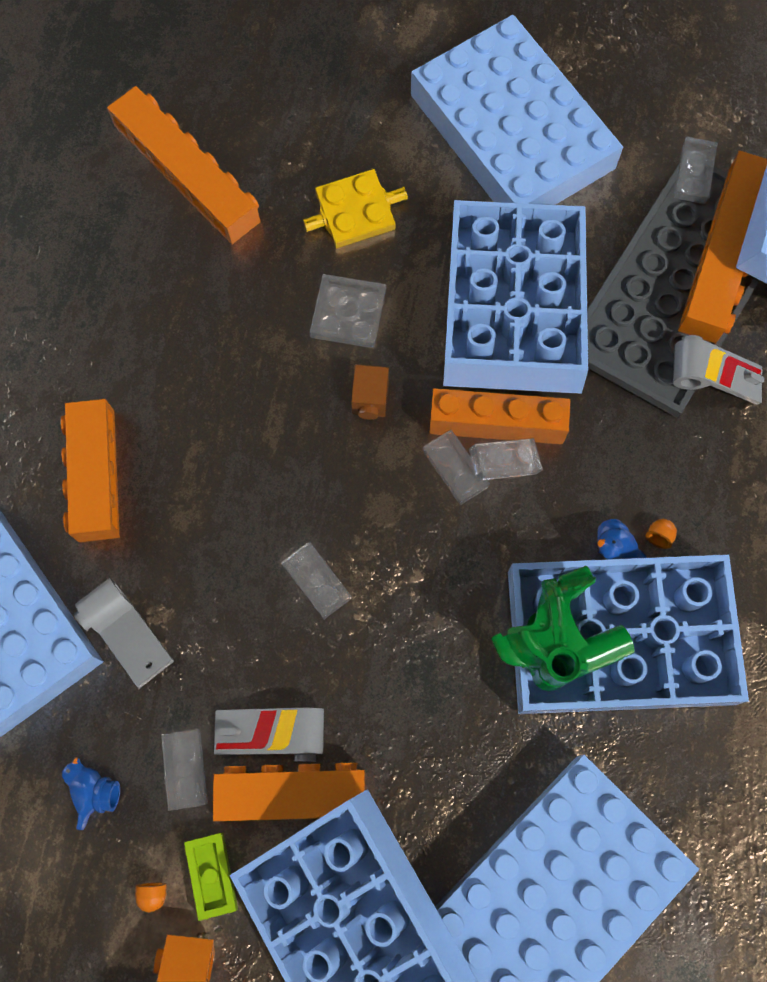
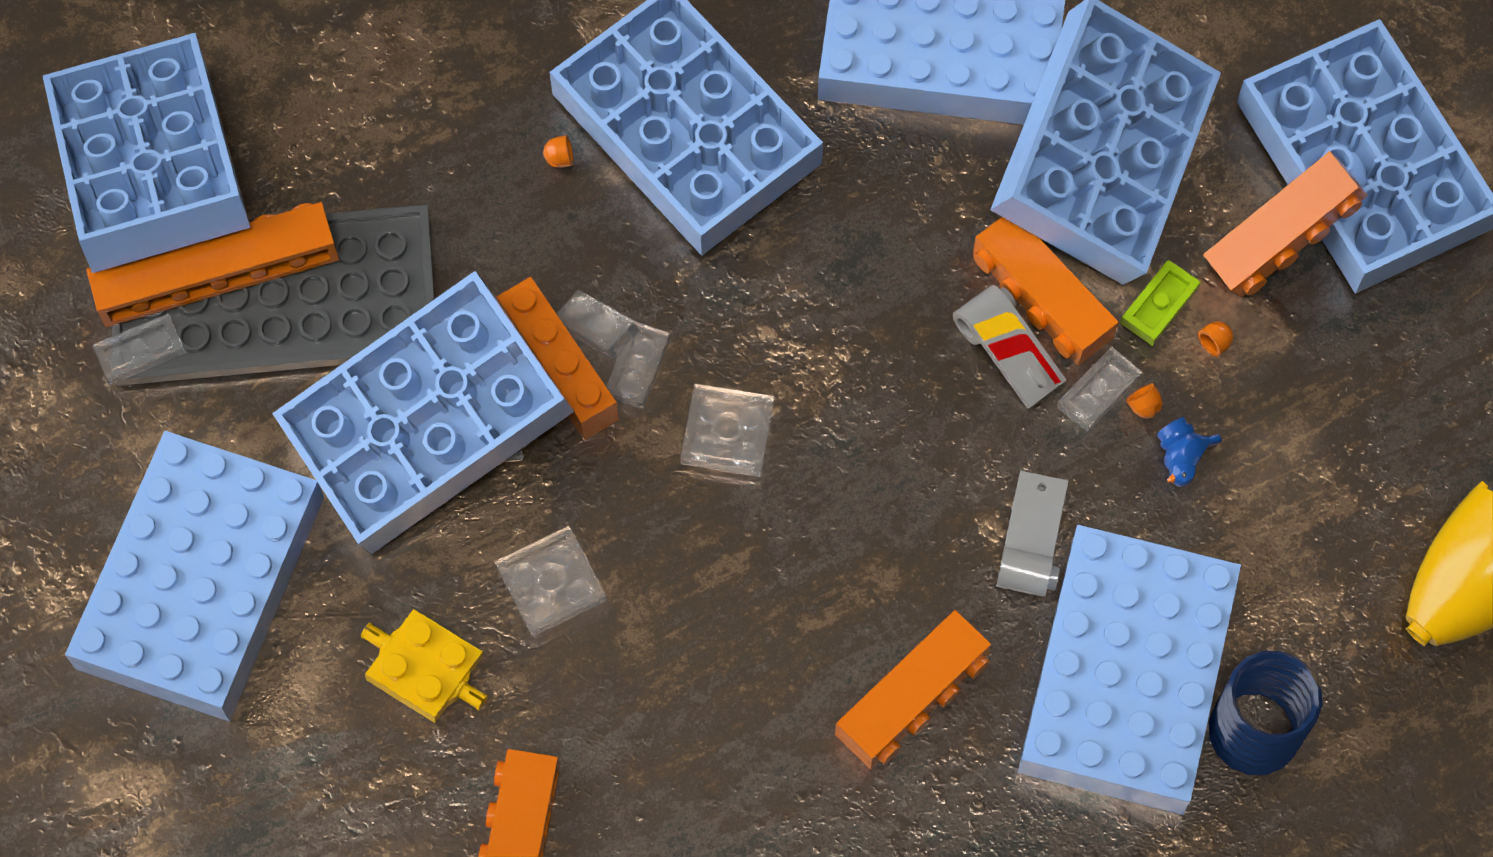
camera: 130 degrees left, 5 degrees down
(158, 796) = (1145, 401): none -> orange hinge
(316, 580) = (845, 406): clear plate -> none
(362, 490) = (727, 430): none -> clear plate
(370, 391) = (623, 493): dark orange brick -> none
(555, 639) = (754, 137): green helmet -> none
(617, 541) = (604, 177): blue animal -> none
(705, 364) = (362, 198): light grey door -> none

